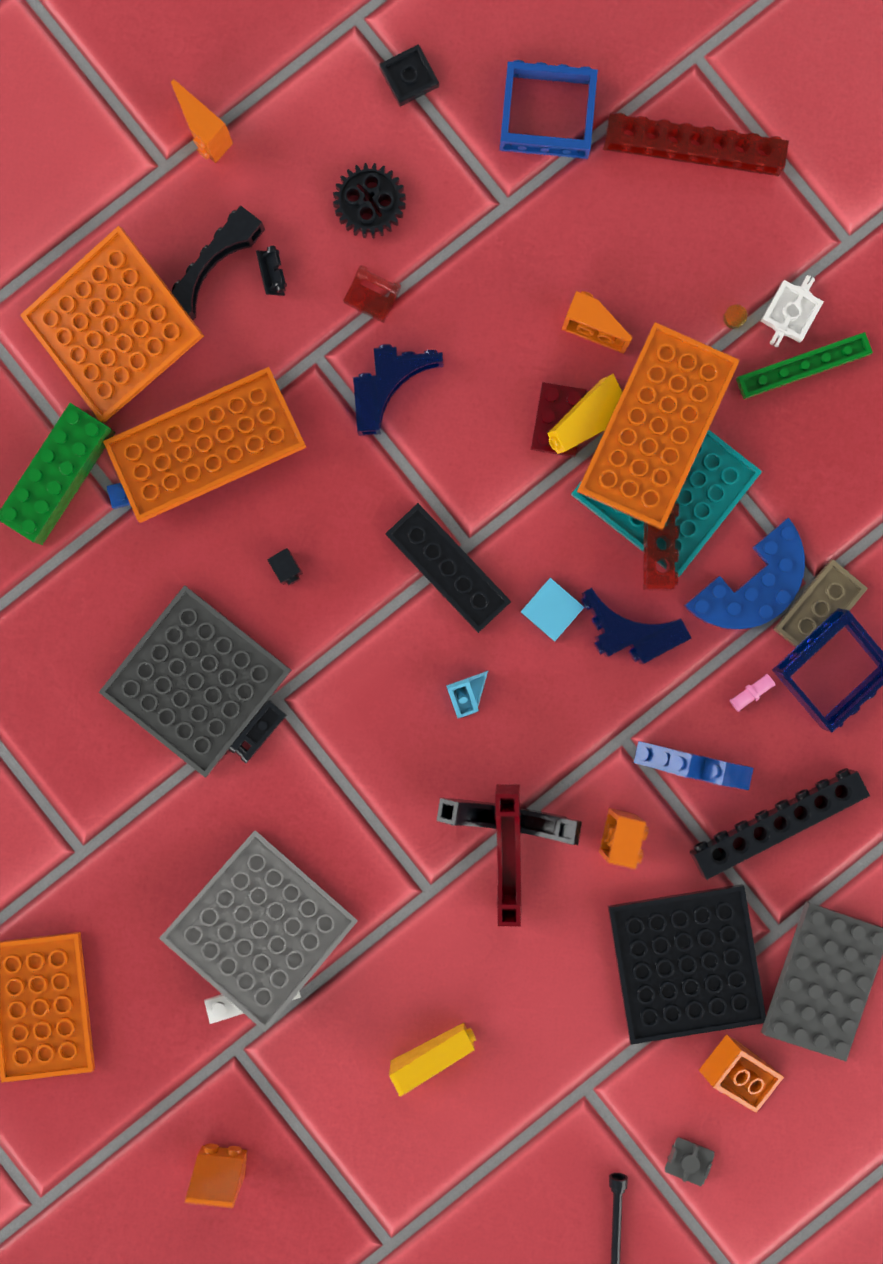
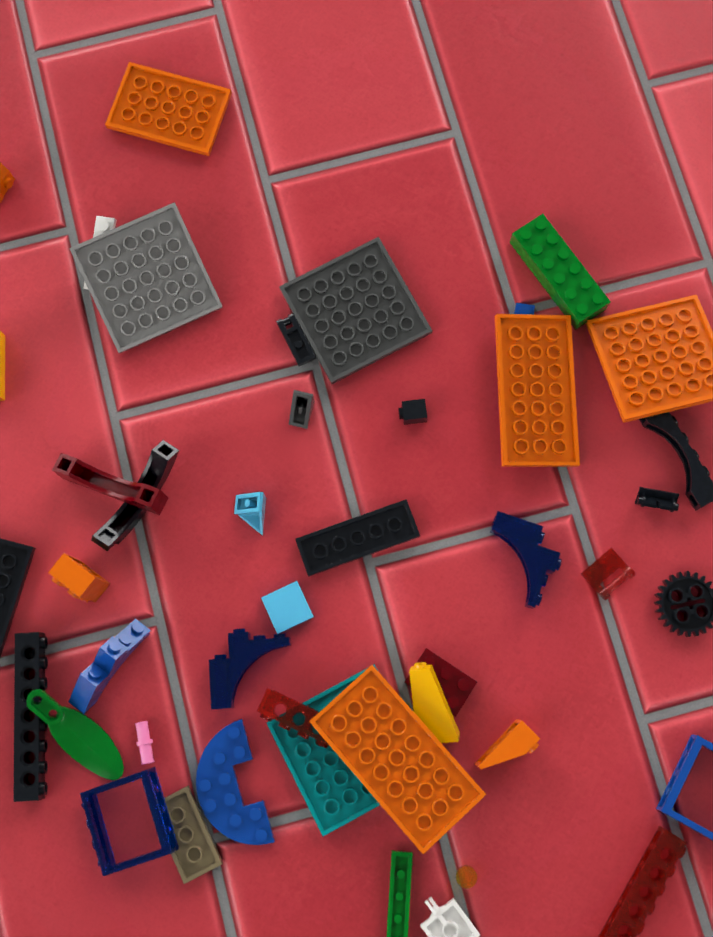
camera: 120 degrees right, 10 degrees down
(335, 689) = (301, 409): none -> dark grey slope
(776, 762) = (79, 736): none -> green plant

